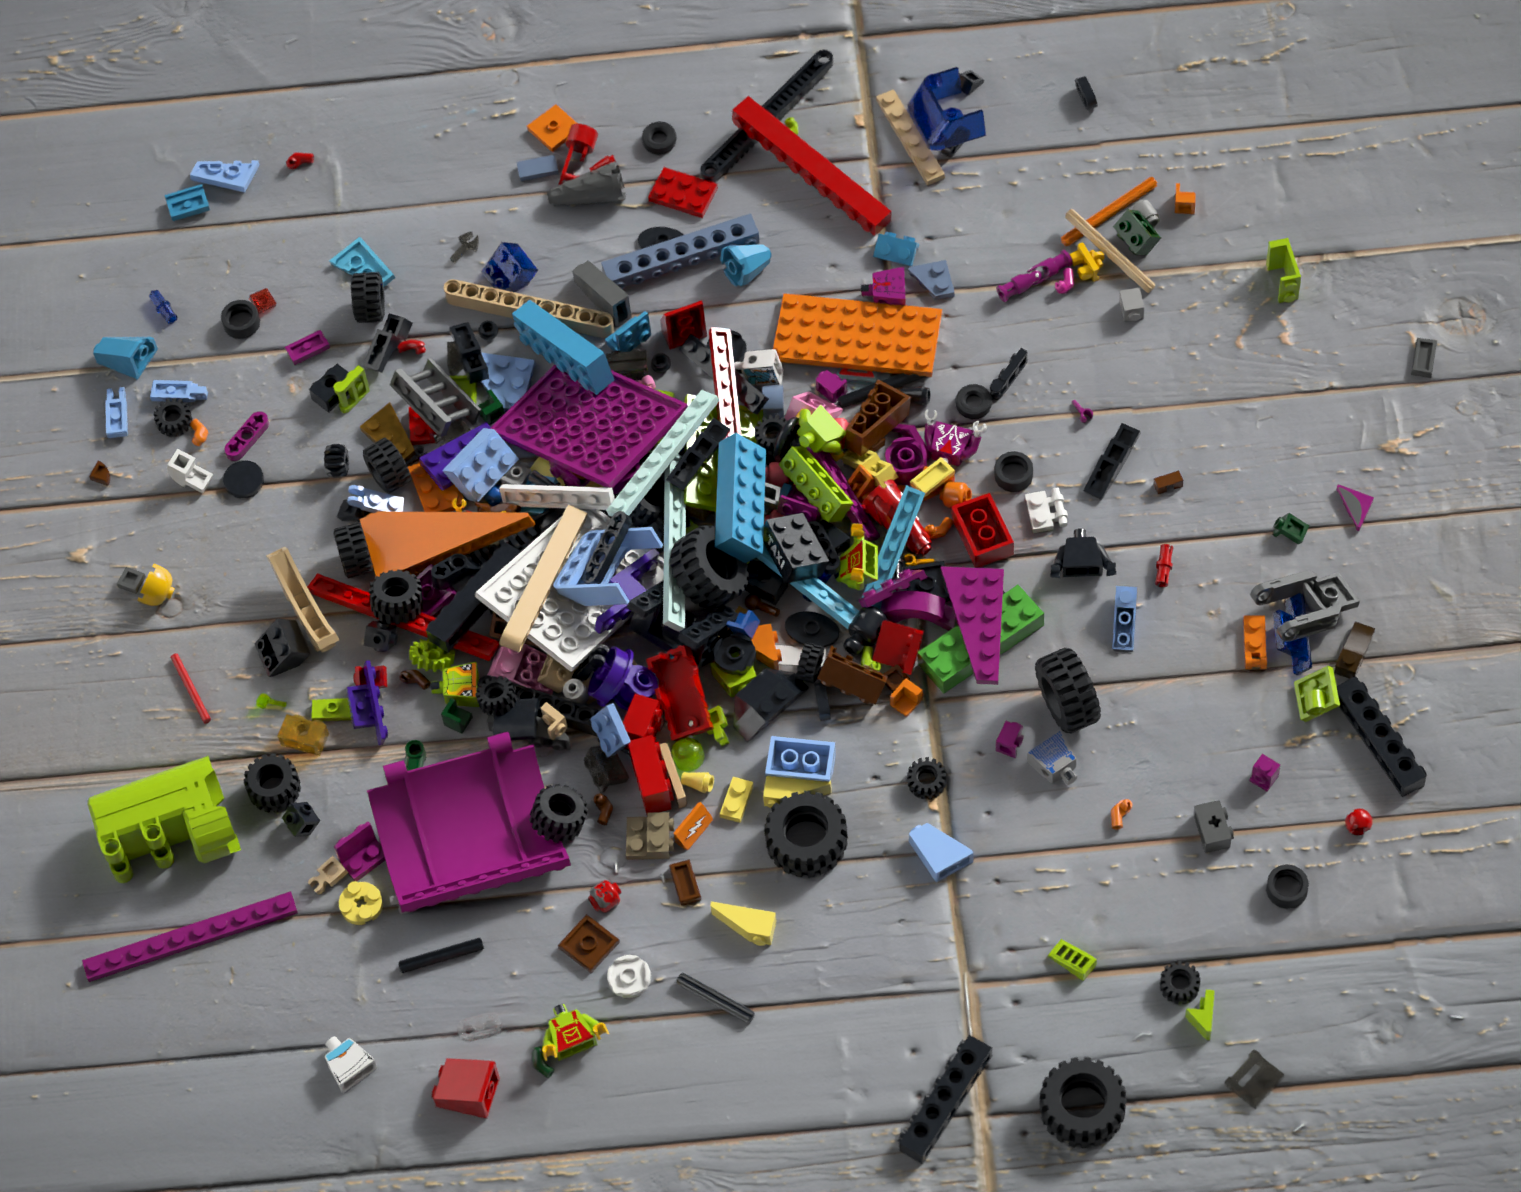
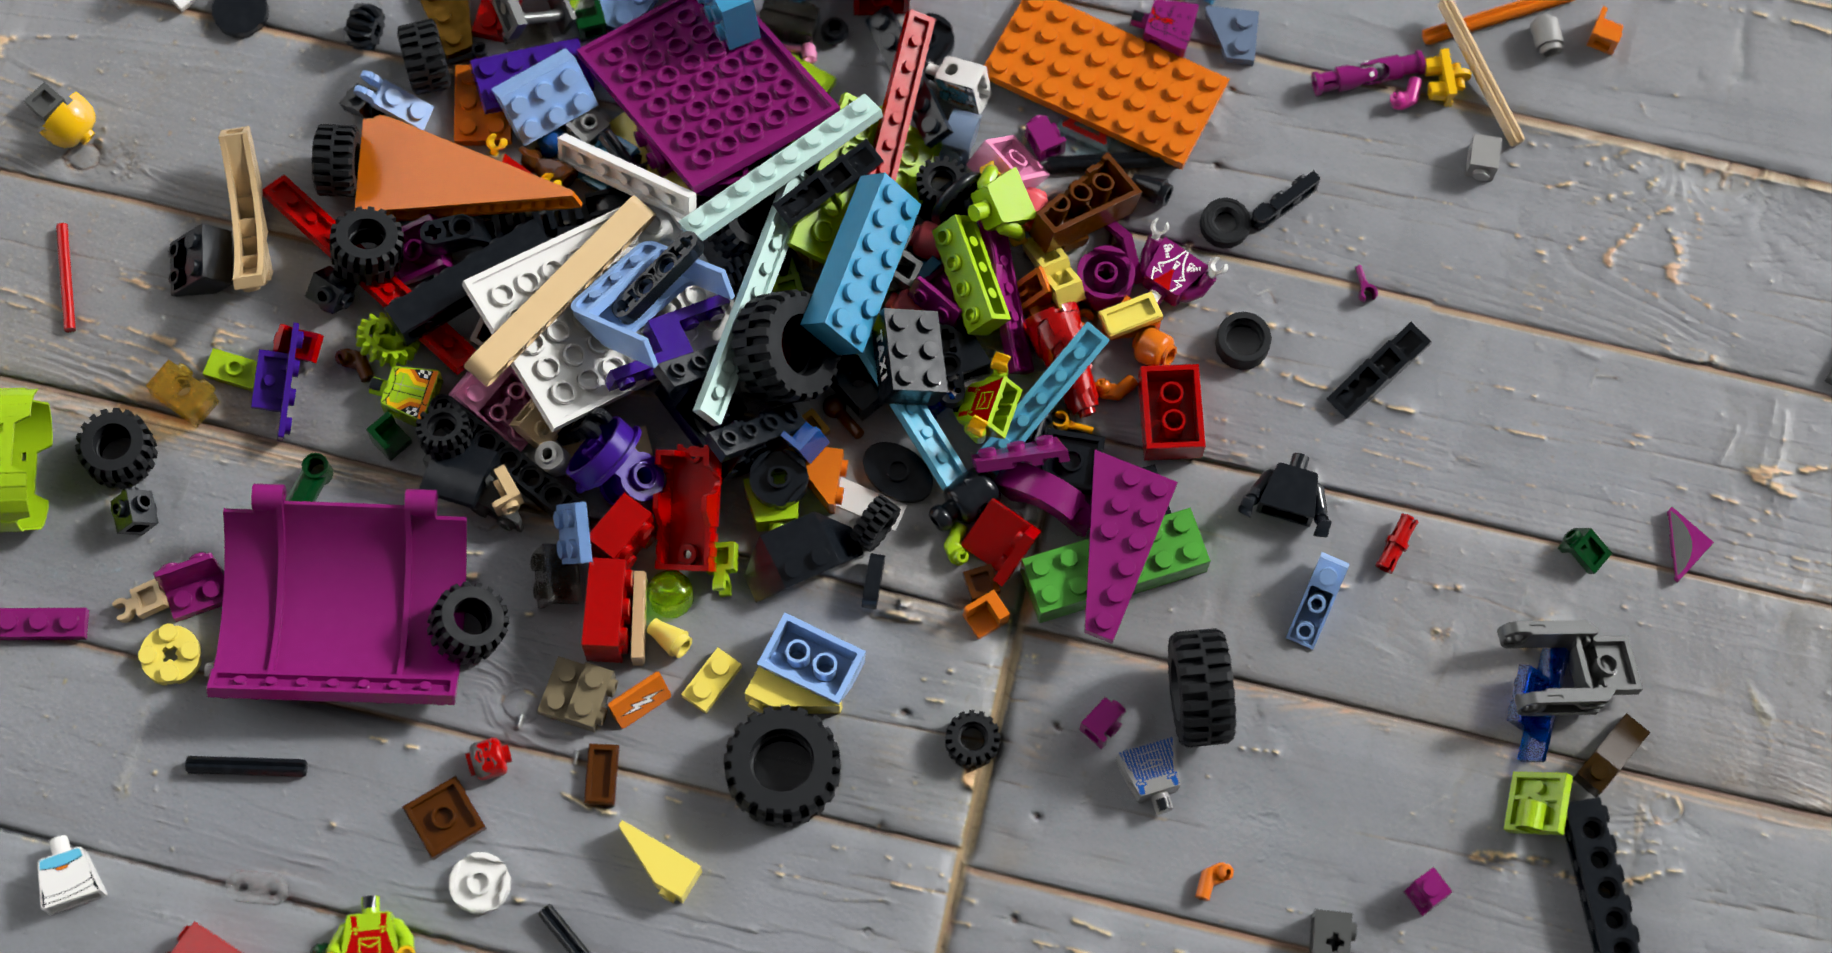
camera: 10 degrees right, 10 degrees up
(263, 700) = (151, 327): clear neon green hand -> none
(605, 808) = (536, 632): reddish brown arm -> none
(851, 677) = (922, 562): reddish brown wedge -> none
(939, 851) = (950, 851): light blue slope -> none
(1039, 511) = (1257, 409): white plate -> none
(1136, 232) = (1525, 58): dark green brick -> none
(1161, 483) = (1444, 423): reddish brown piece -> none
(1254, 641) = (1480, 695): orange plate -> none
(1281, 256) = (1709, 155): lime panel -> none

